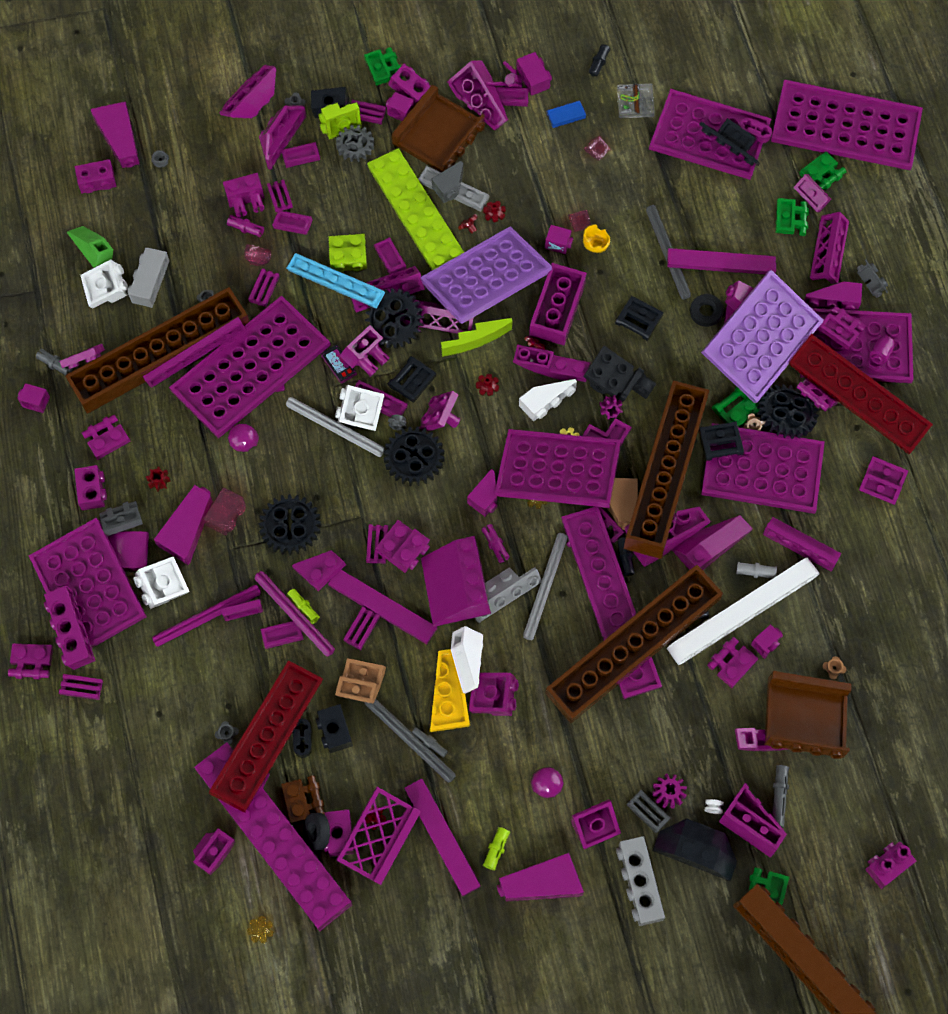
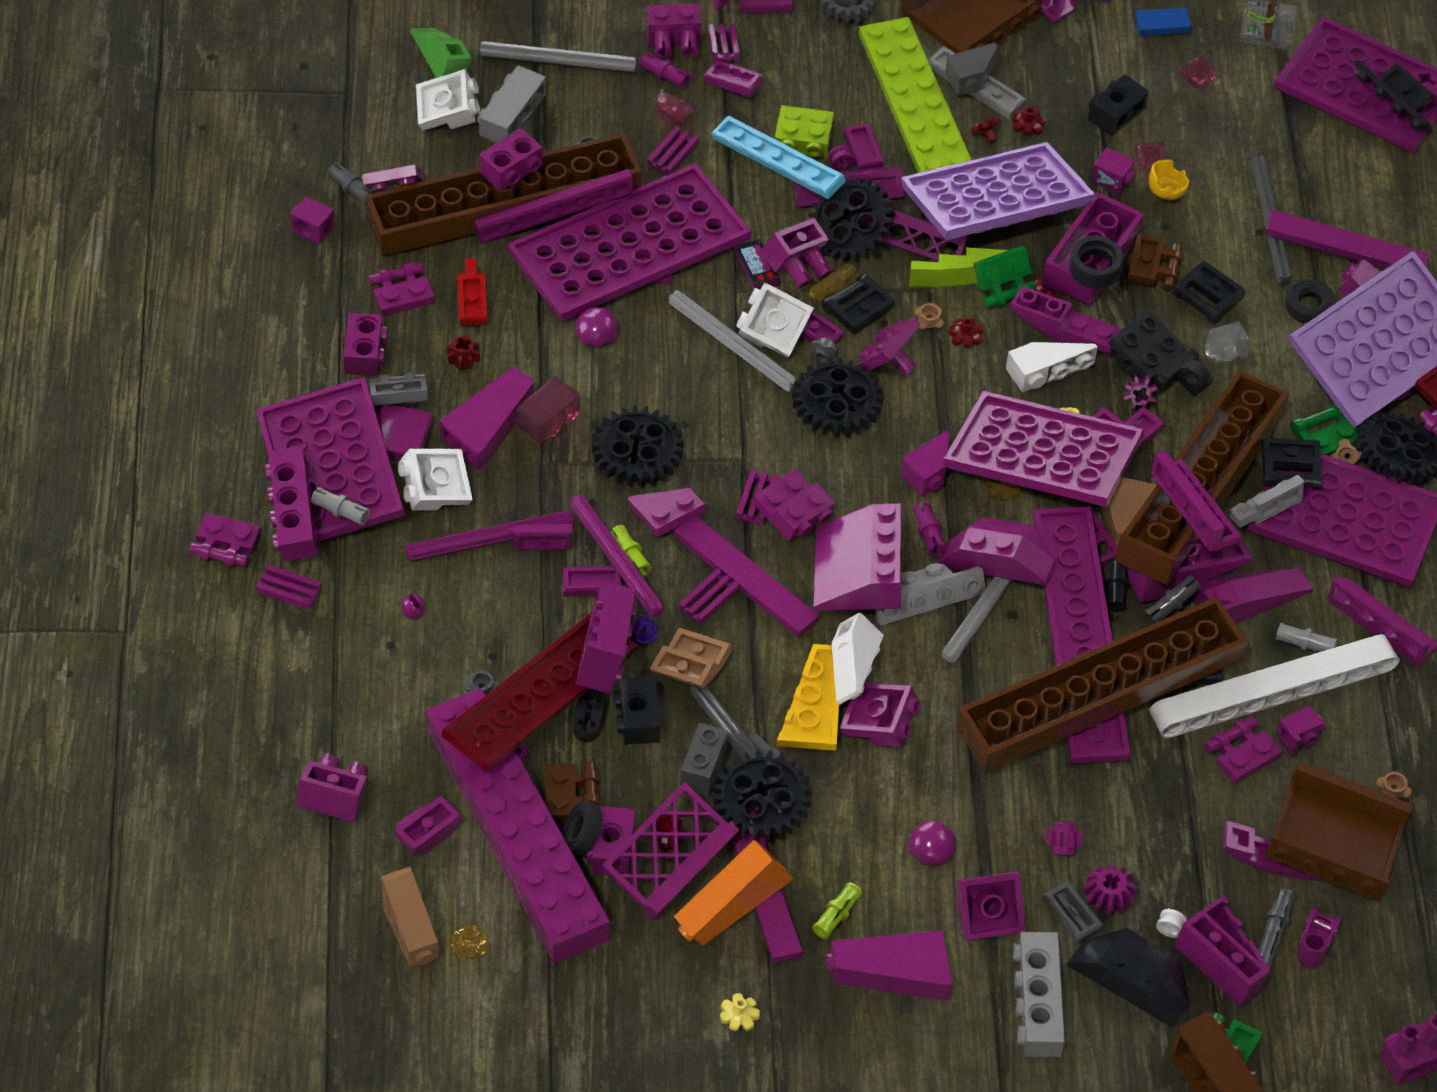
camera: 10 degrees right, 15 degrees down
(102, 623) = (340, 506): none -> light grey pin
(145, 841) = (331, 789): none -> magenta brick
(153, 325) = (510, 159): none -> magenta brick
(154, 432) = (472, 295): none -> red hinge
(165, 686) = (409, 609): none -> magenta hinge
(171, 230) = (557, 56): none -> light grey axle
(218, 928) = (409, 917): none -> medium nougat slope
(302, 683) = (607, 637): none -> magenta wedge
(324, 666) = (649, 633): none -> dark purple plate
(377, 269) = (841, 158): none -> magenta bush
(385, 757) = (704, 758): none -> dark grey brick
(391, 366) = (832, 281): none -> clear yellow axle
(427, 858) = (732, 894): none -> orange slope
(440, 793) = (753, 774): none -> black gear
(449, 945) = (739, 1012): none -> light yellow plant
(460, 374) = (929, 316): none -> medium nougat plate
(500, 335) = (1001, 269): none -> green plate
(545, 552) = (1001, 551): none -> magenta wedge
(546, 195) = (1117, 104): none -> black brick
(564, 307) = (1096, 246): none -> black tyre
(594, 303) = (1146, 260): none -> reddish brown plate
(632, 759) = (1064, 837): none -> magenta gear
(659, 356) = (1227, 343): none -> clear brick
(665, 562) = (1173, 599): none -> dark grey pin
(667, 501) = (1193, 502): none -> magenta fence
(712, 476) = (1269, 503): none -> light grey hinge
(809, 790) = (1317, 934): none -> magenta piece

